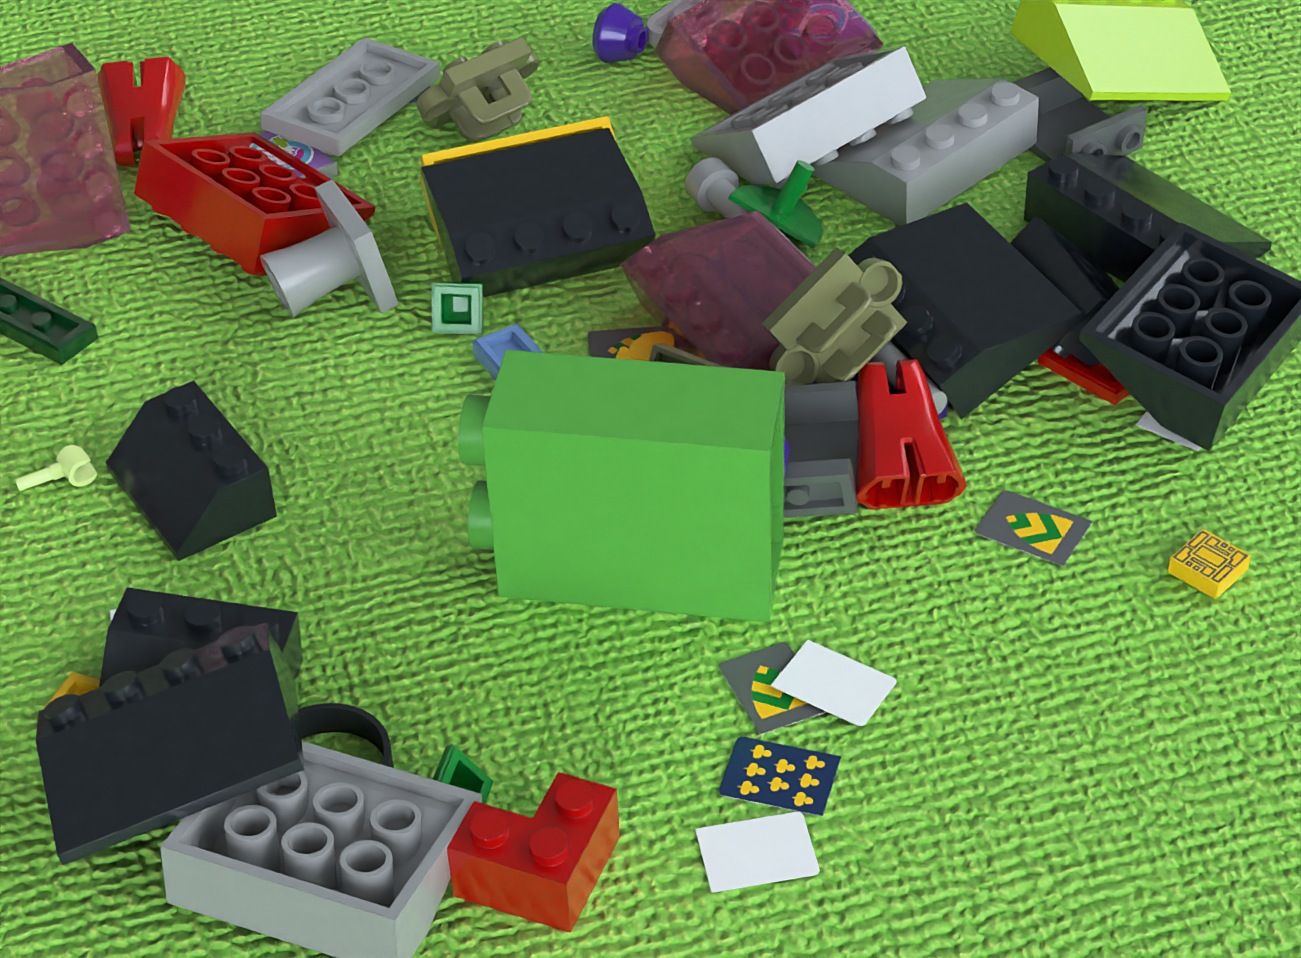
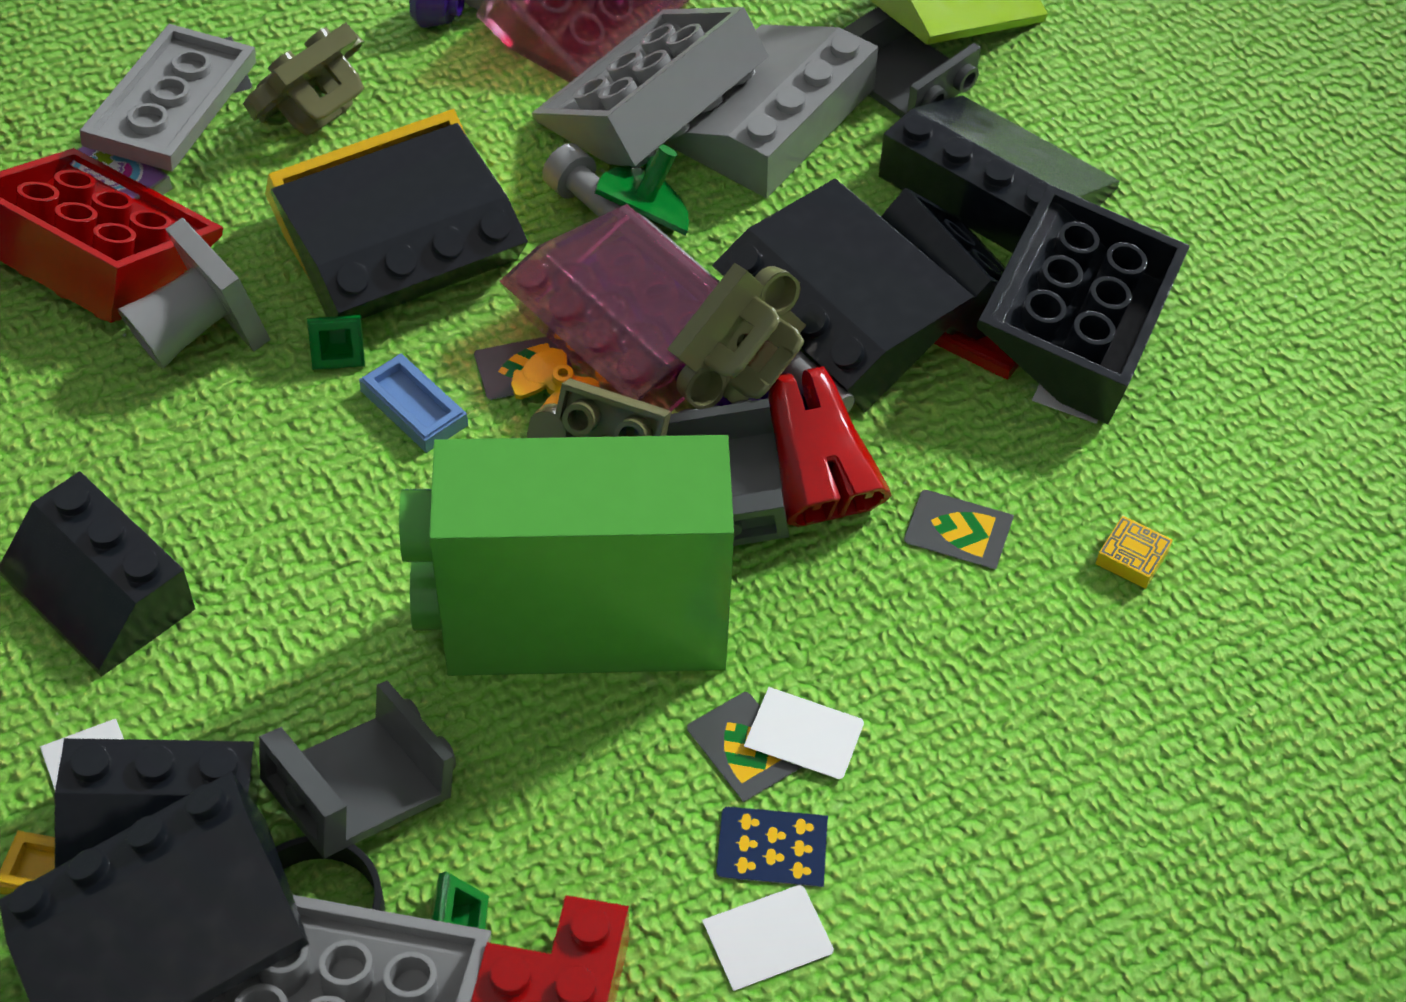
camera: 15 degrees left, 10 degrees up
(392, 664) = (360, 777): none -> dark grey panel

